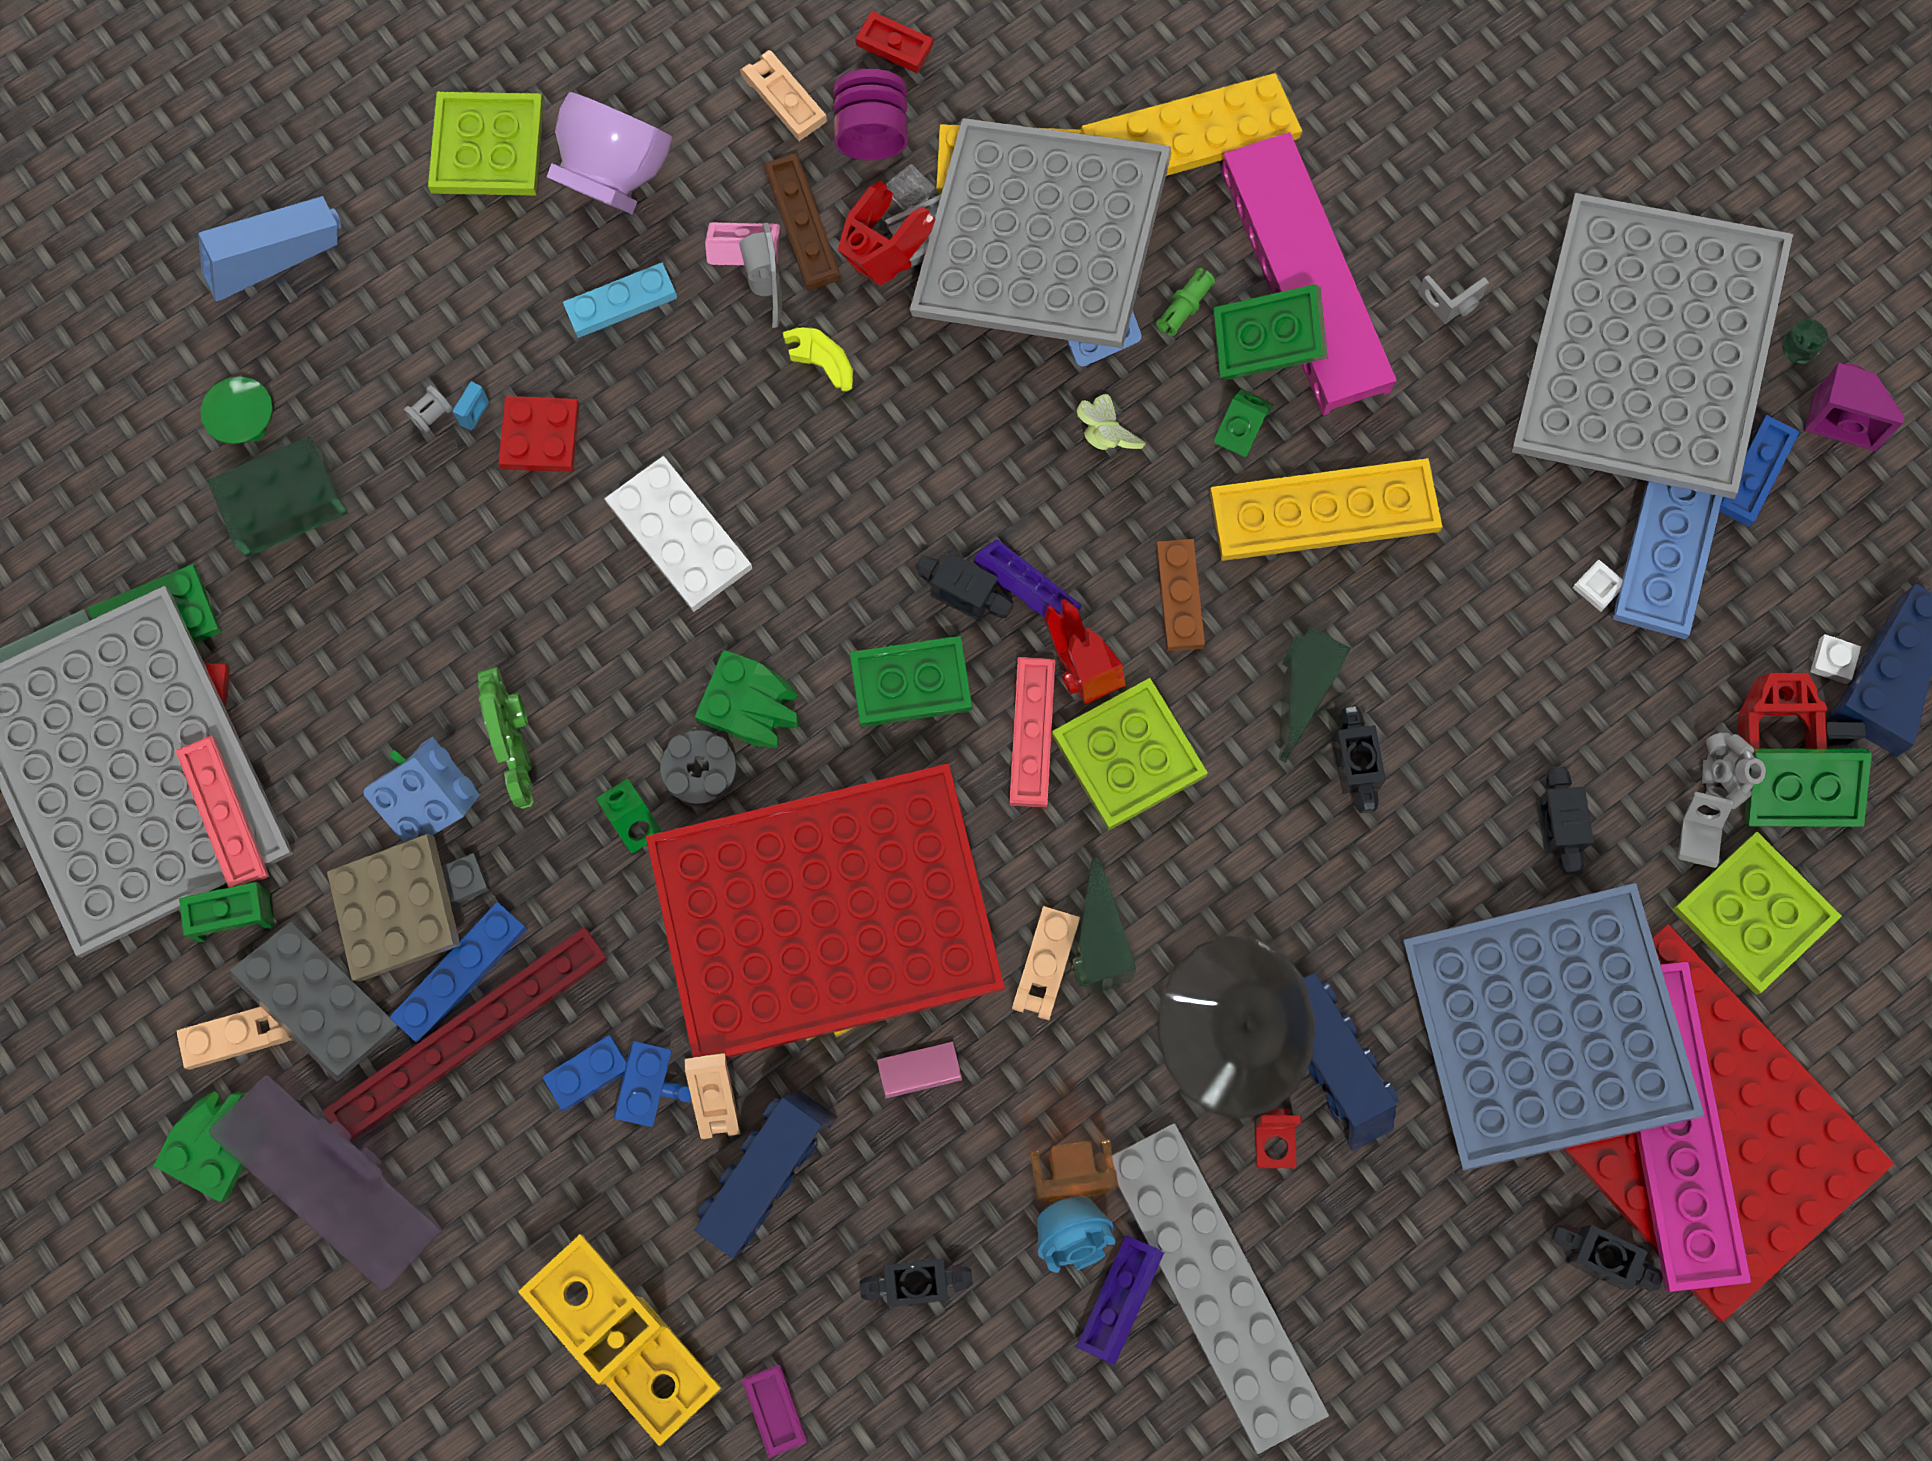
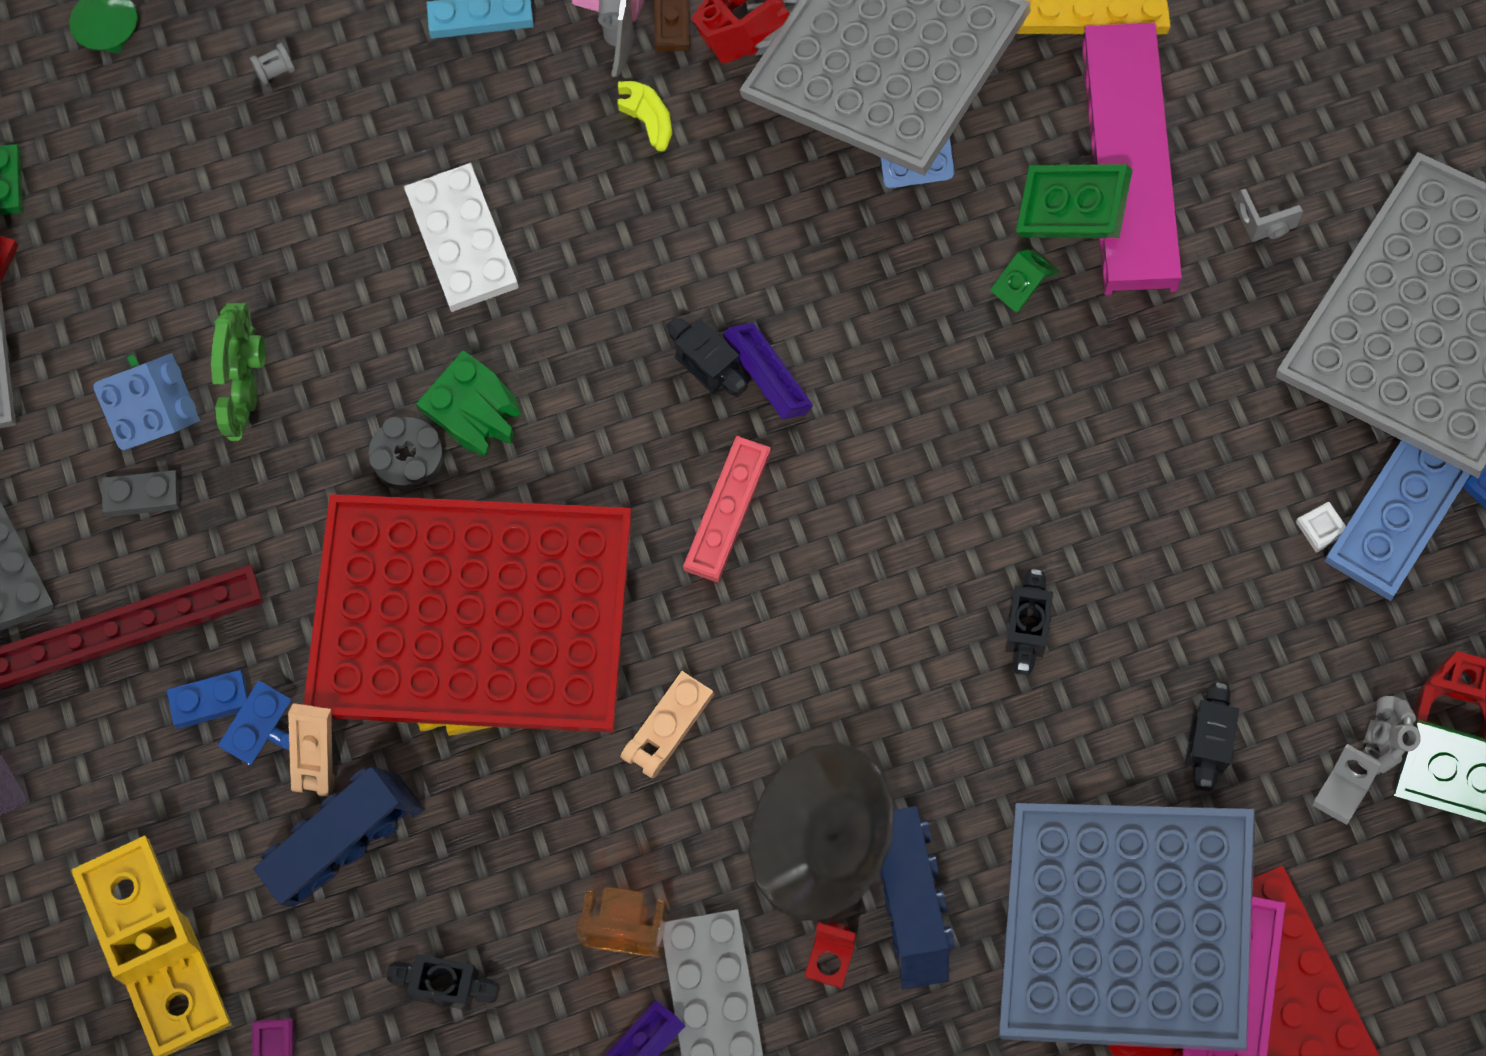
camera: 20 degrees right, 5 degrees down
(277, 496) = (111, 104): clear green brick -> none
(393, 908) = (85, 498): dark tan plate -> none
(458, 973) = (125, 574): blue plate -> none
(471, 406) = (311, 71): dark azure tile -> none
(539, 434) = (365, 114): red plate -> none
(624, 808) = (323, 468): green bracket -> none
(910, 681) = (628, 429): green plate -> none
(919, 1070) = (514, 788): bright pink slope -> none
(1073, 1233) = (604, 981): dark azure cone -> none
(1086, 659) = (798, 452): red piece -> none
(1102, 950) = (718, 722): clear green slope -> none
(1103, 429) = (888, 243): yellowish green animal -> none
(1129, 754) = (811, 554): lime plate -> none
(1180, 595) = (910, 422): dark orange plate -> none
(1185, 302) = (1005, 154): bright green pin -> none
(1311, 670) = (1006, 530): clear green slope -> none
(1325, 509) = (1076, 381): yellow plate -> none
(1757, 913) = (1375, 881): lime plate -> none

